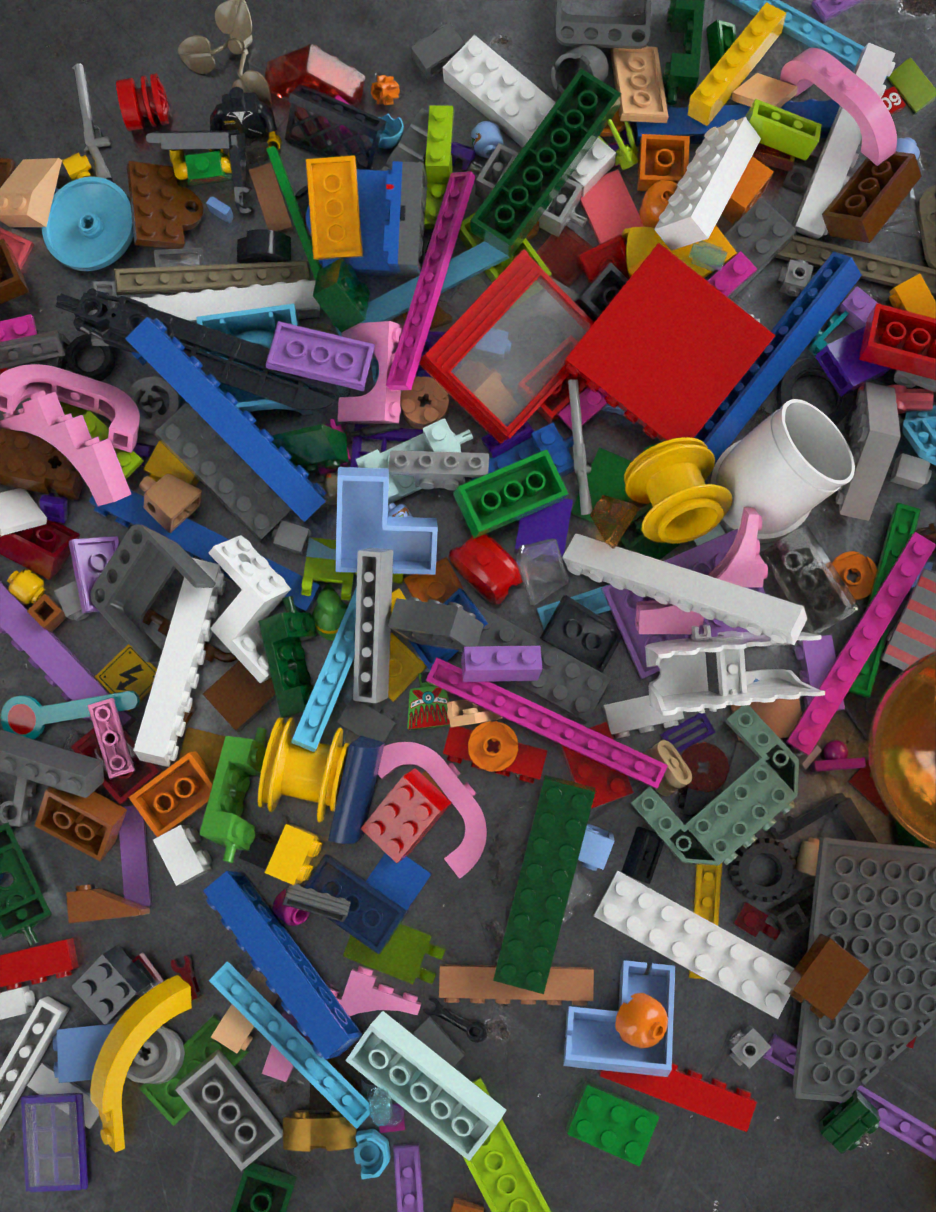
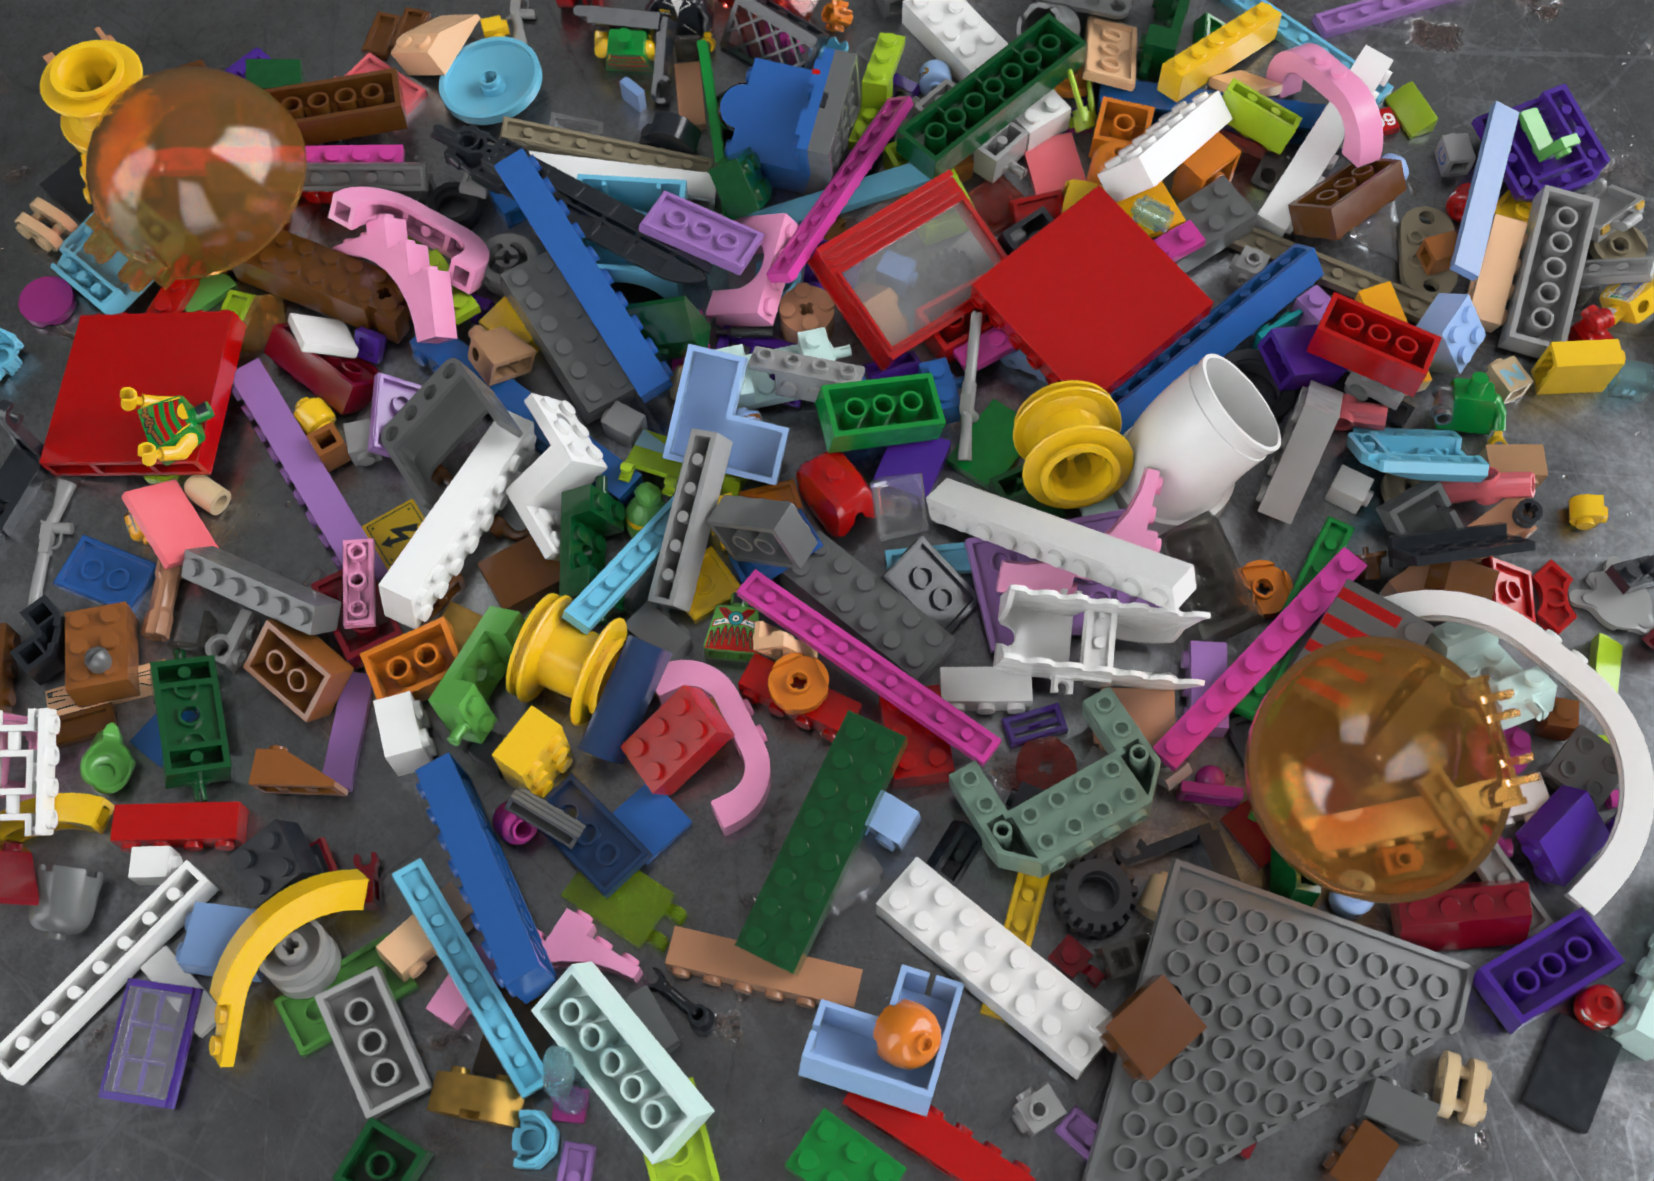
camera: 10 degrees right, 15 degrees down
(28, 718) = (276, 552): teal piece -> none
(160, 206) = (570, 77): reddish brown plate -> none
(334, 207) = (753, 97): light orange tile -> none
(501, 663) = (828, 586): medium lavender brick -> none
(613, 518) = (992, 464): clear orange wing -> none
(677, 773) = (1009, 758): tan brick -> none

